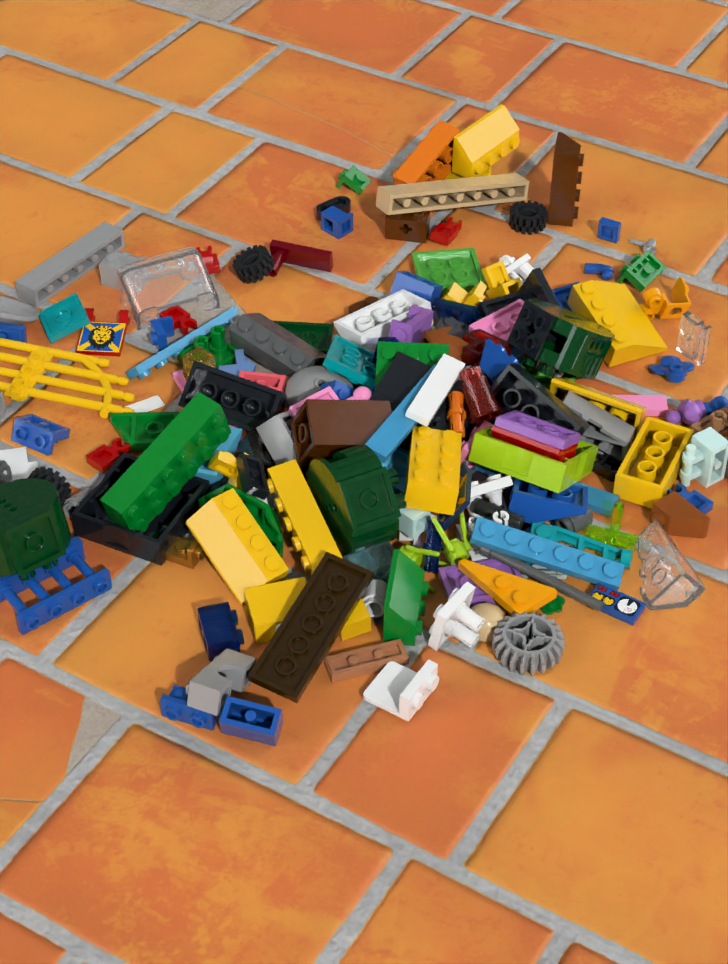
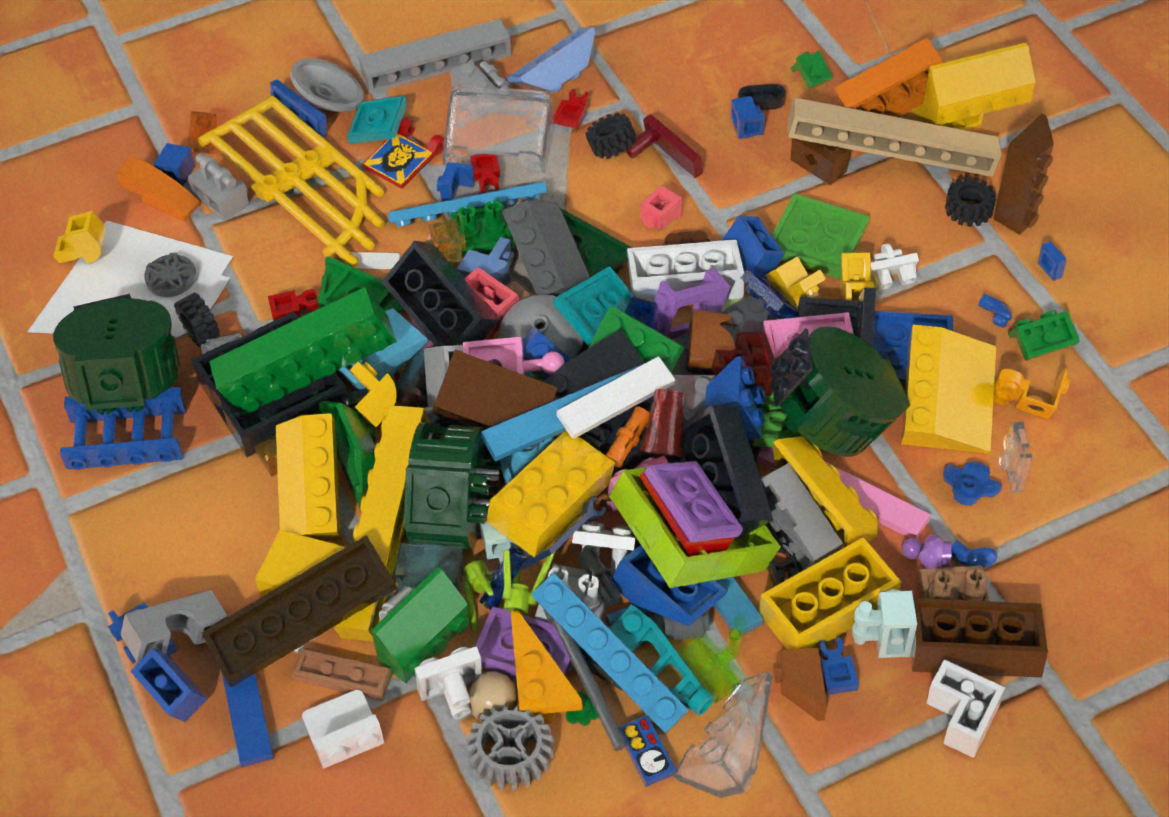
camera: 35 degrees right, 10 degrees up
(38, 433) = (250, 246): blue bracket -> none
(172, 232) = (557, 63): none -> medium blue wedge
(219, 629) = (228, 563): clear blue brick -> none
(252, 476) = (371, 406): black plate -> none
(321, 718) = (248, 722): none -> blue tile
(329, 300) = (657, 212): none -> coral brick
(446, 233) = (856, 182): red plate -> none
(646, 245) = (1085, 302): light grey hand -> none

